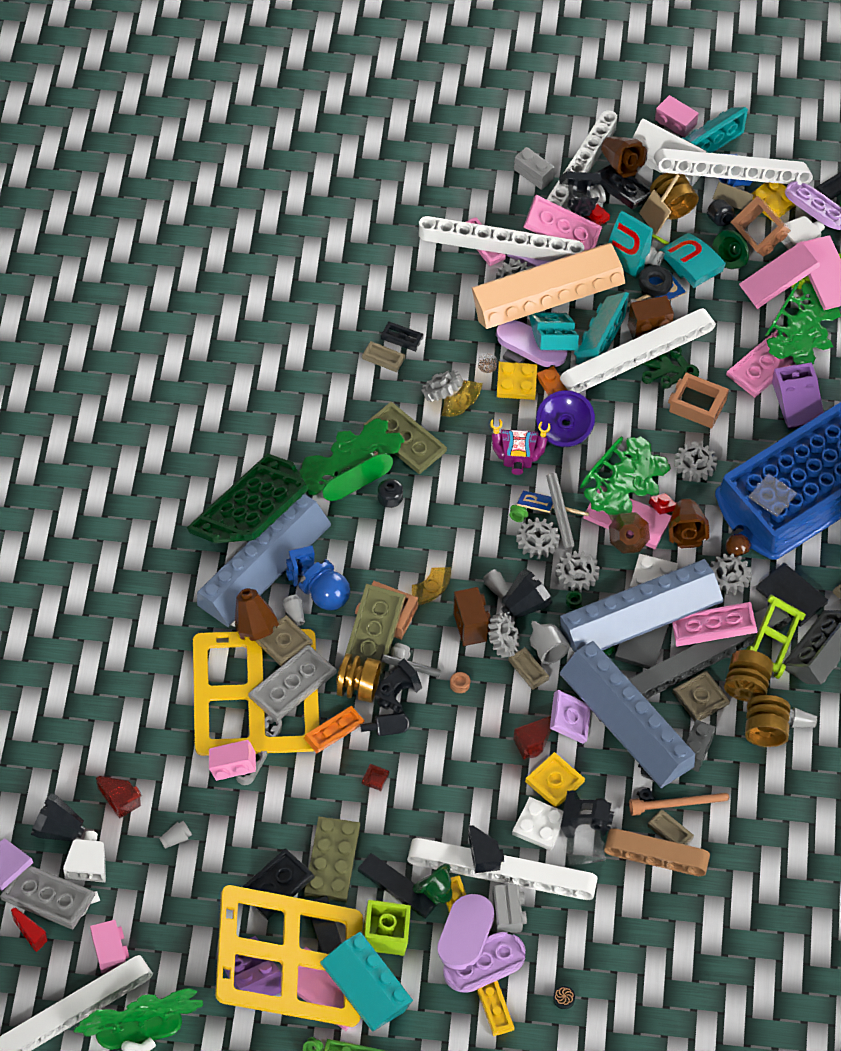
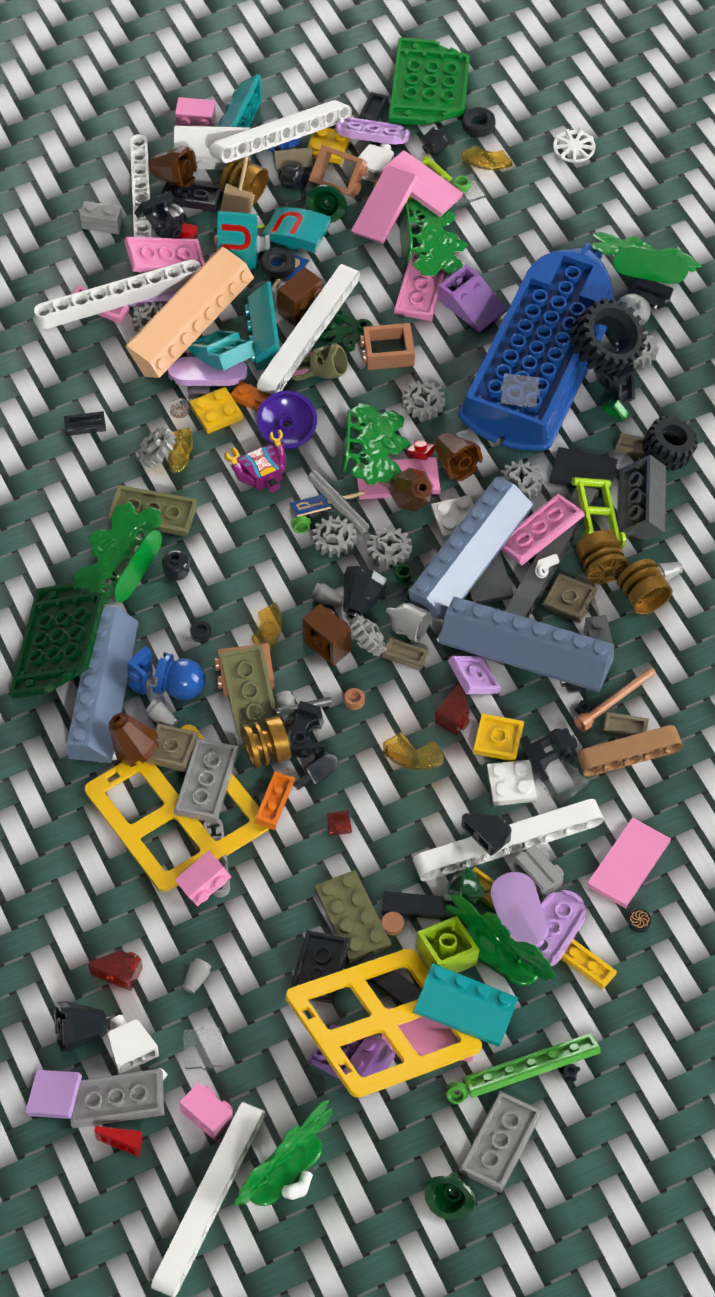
camera: 30 degrees left, 0 degrees up
(142, 896) = (203, 1048): none -> clear piece
(360, 883) = (393, 923): none -> nougat tile
(374, 559) = (200, 631): none -> black tile
(383, 356) = (81, 449): dark tan tile -> none
(422, 945) = (498, 948): none -> green plant
(479, 762) = (402, 753): none -> clear yellow brick
(590, 944) = (628, 862): none -> bright pink tile
(633, 387) = (325, 362): none -> olive piece
(692, 656) = (543, 565): none -> white arm
(737, 545) = (510, 451): reddish brown piece -> none

